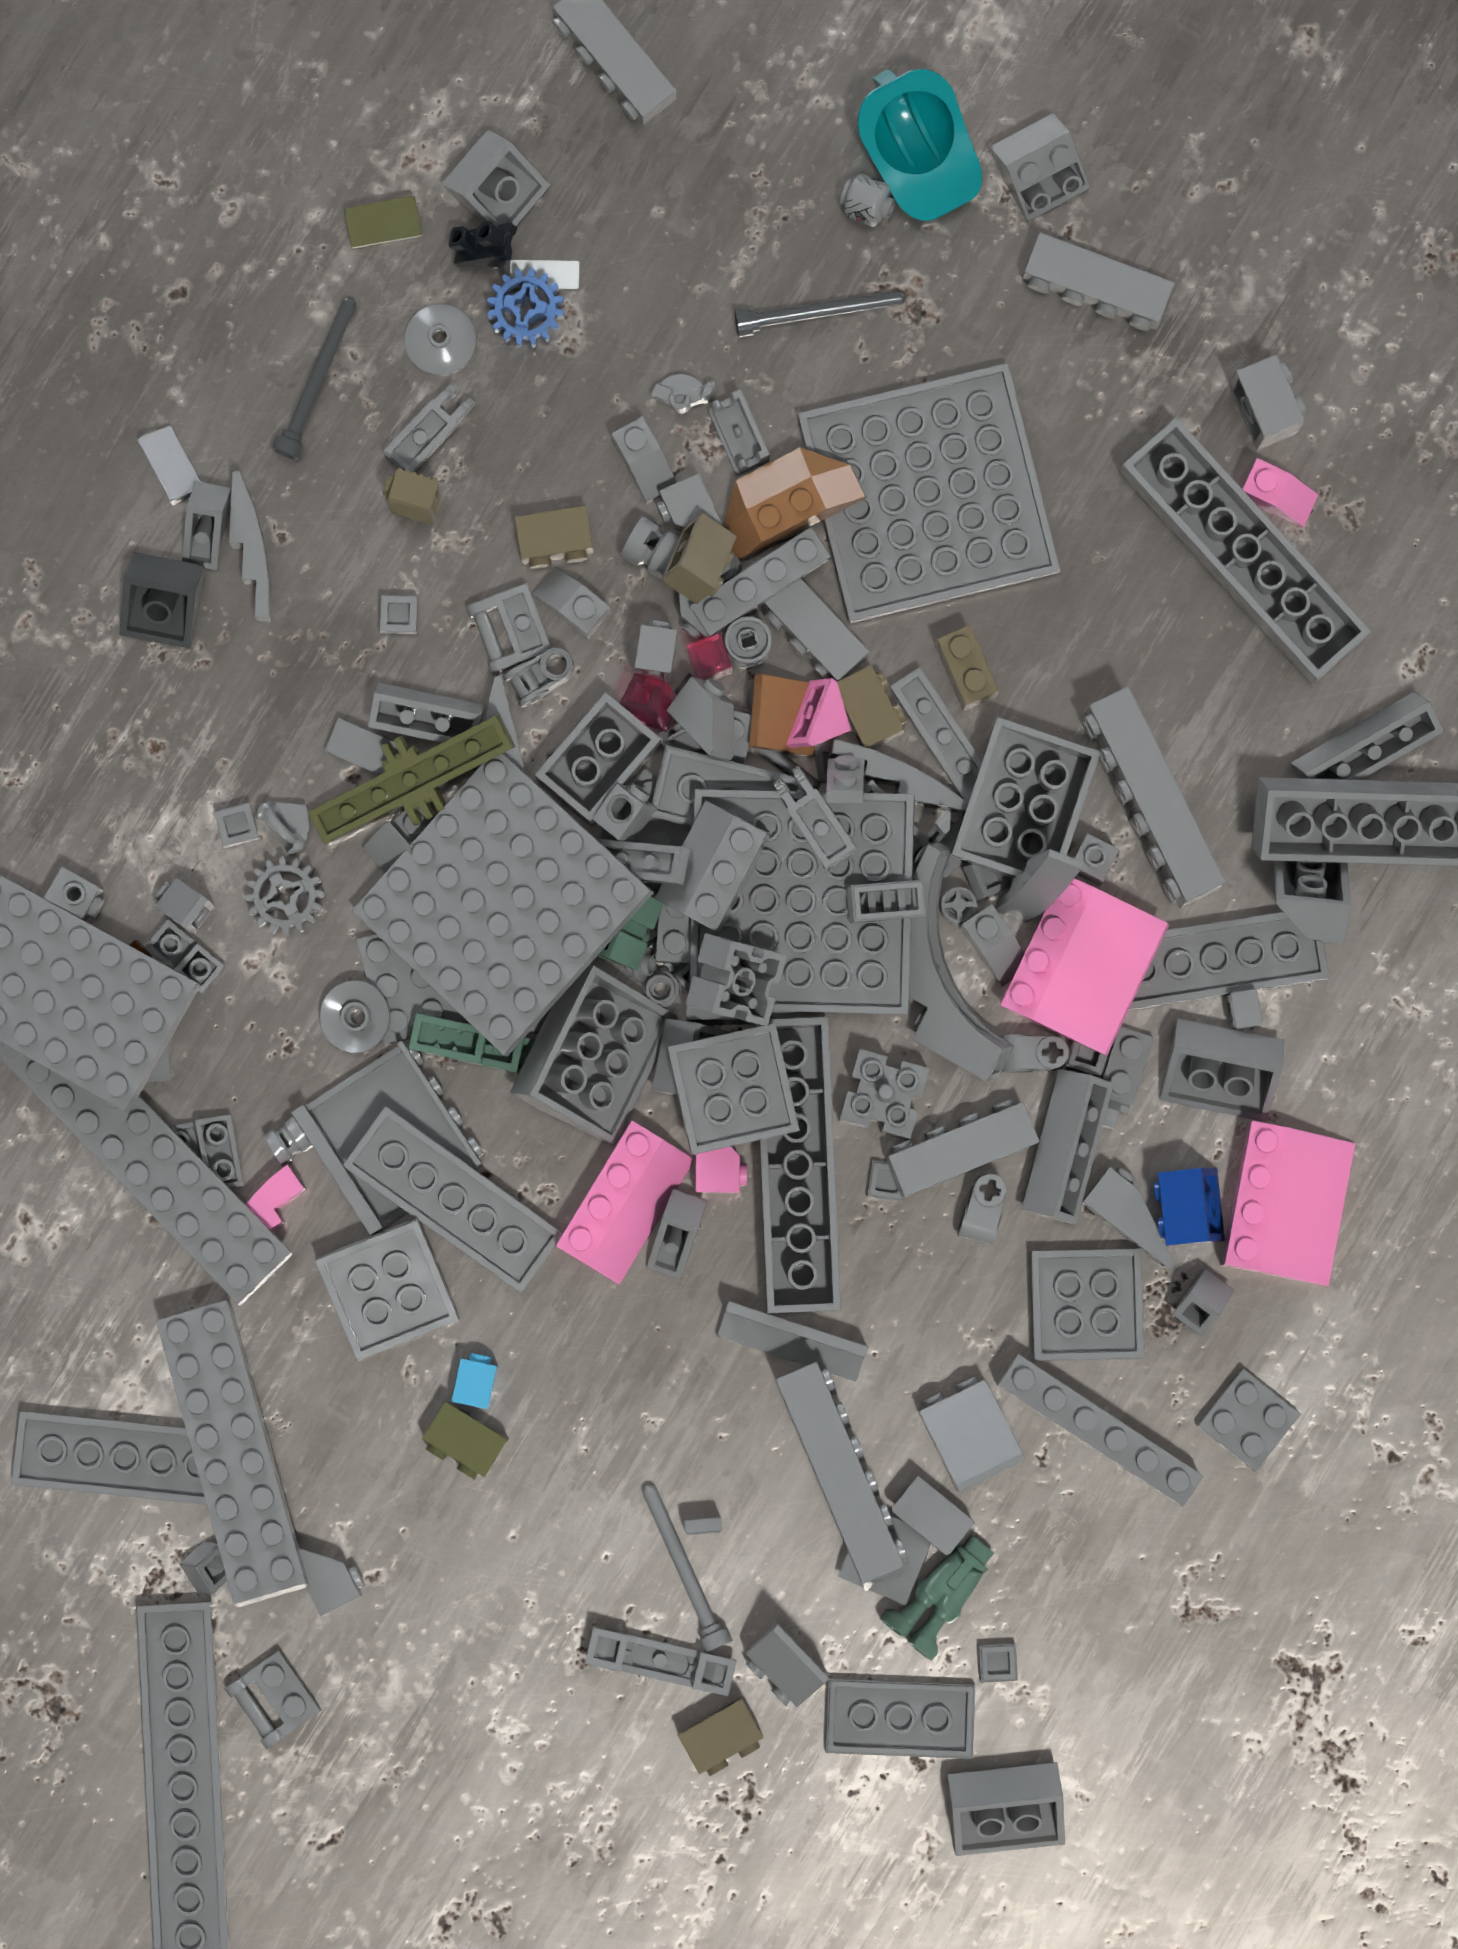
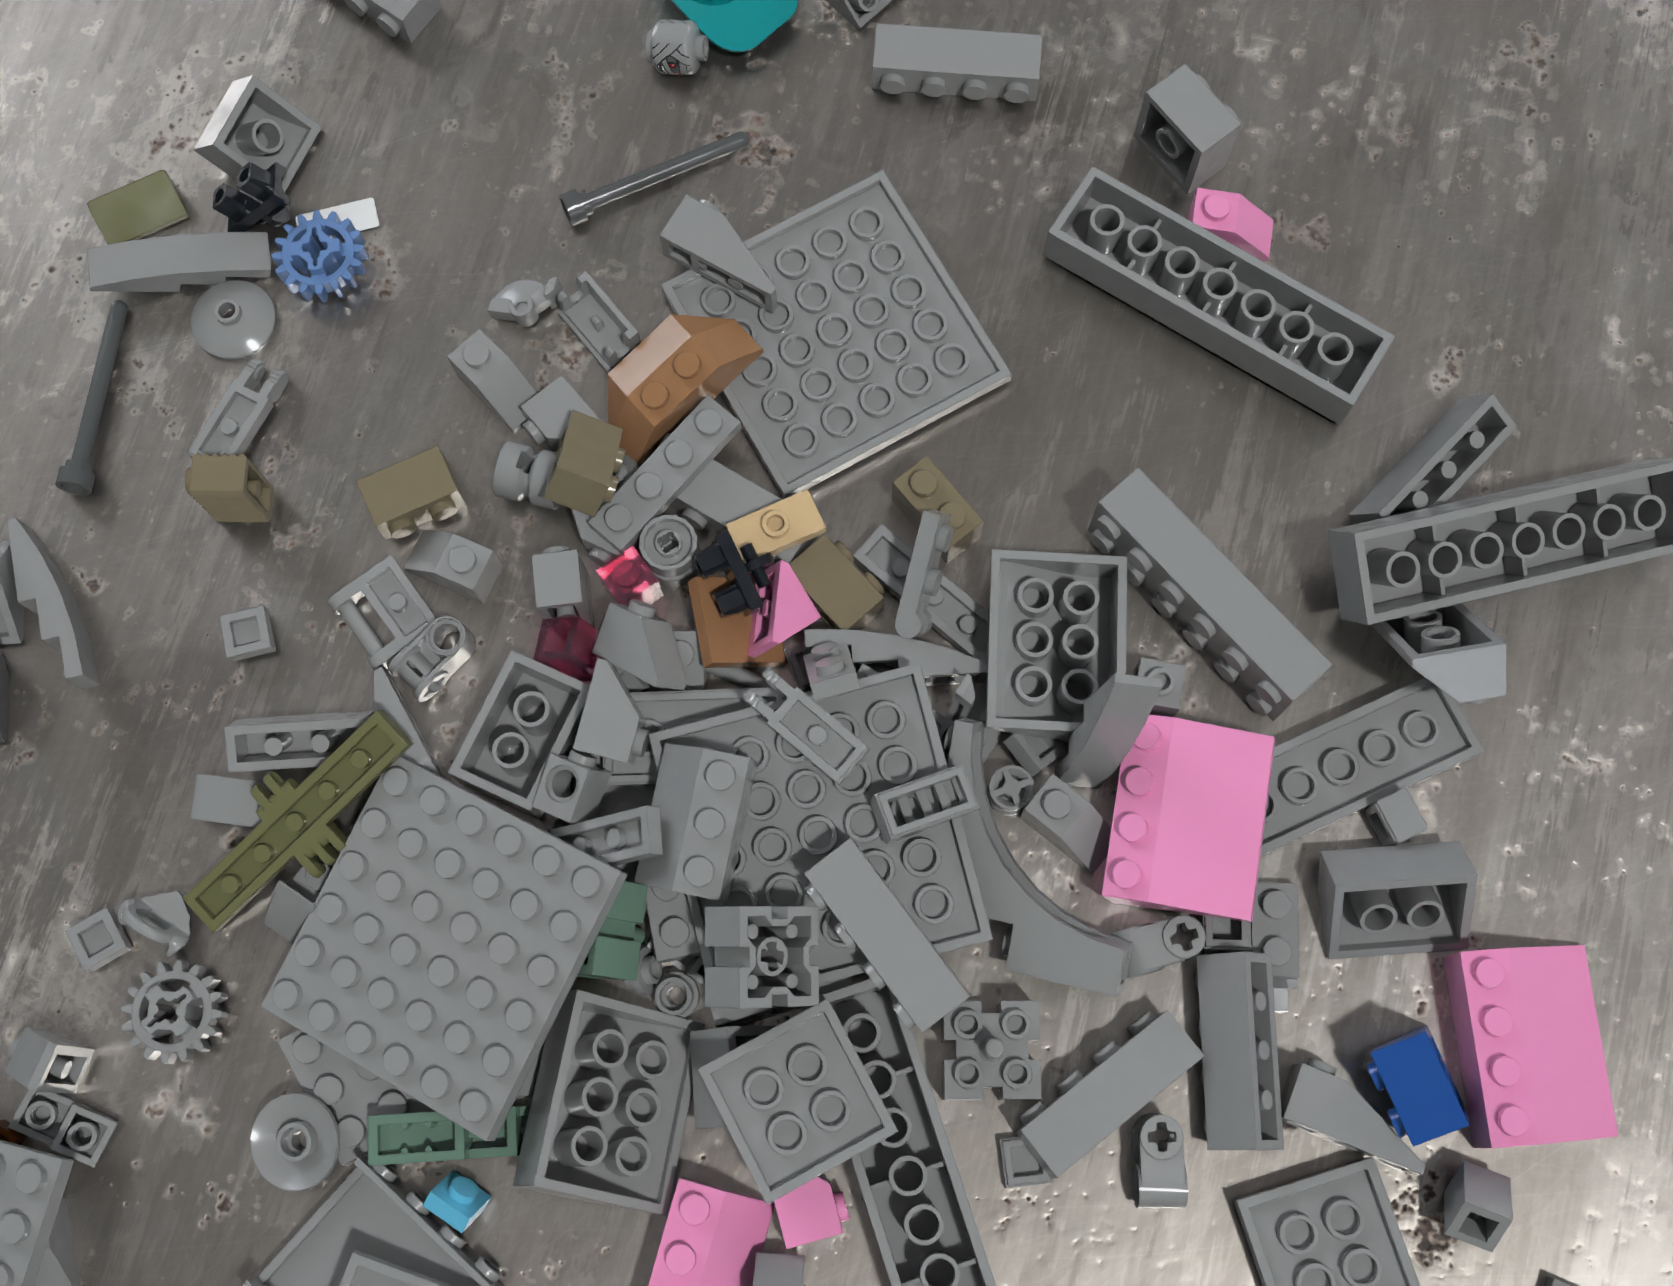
camera: 10 degrees left, 10 degrees down
(409, 280) = (174, 260): none -> light grey slope
(464, 1092) = (457, 1201): none -> medium azure plate
(669, 770) = (611, 719): none -> light grey slope
(788, 666) = (742, 594): none -> black hips
(830, 989) = (886, 935): none -> light grey brick
(835, 651) = (778, 525): none -> tan plate
(847, 396) = (709, 245): none -> light grey slope
(938, 722) = (923, 574): none -> light grey plate

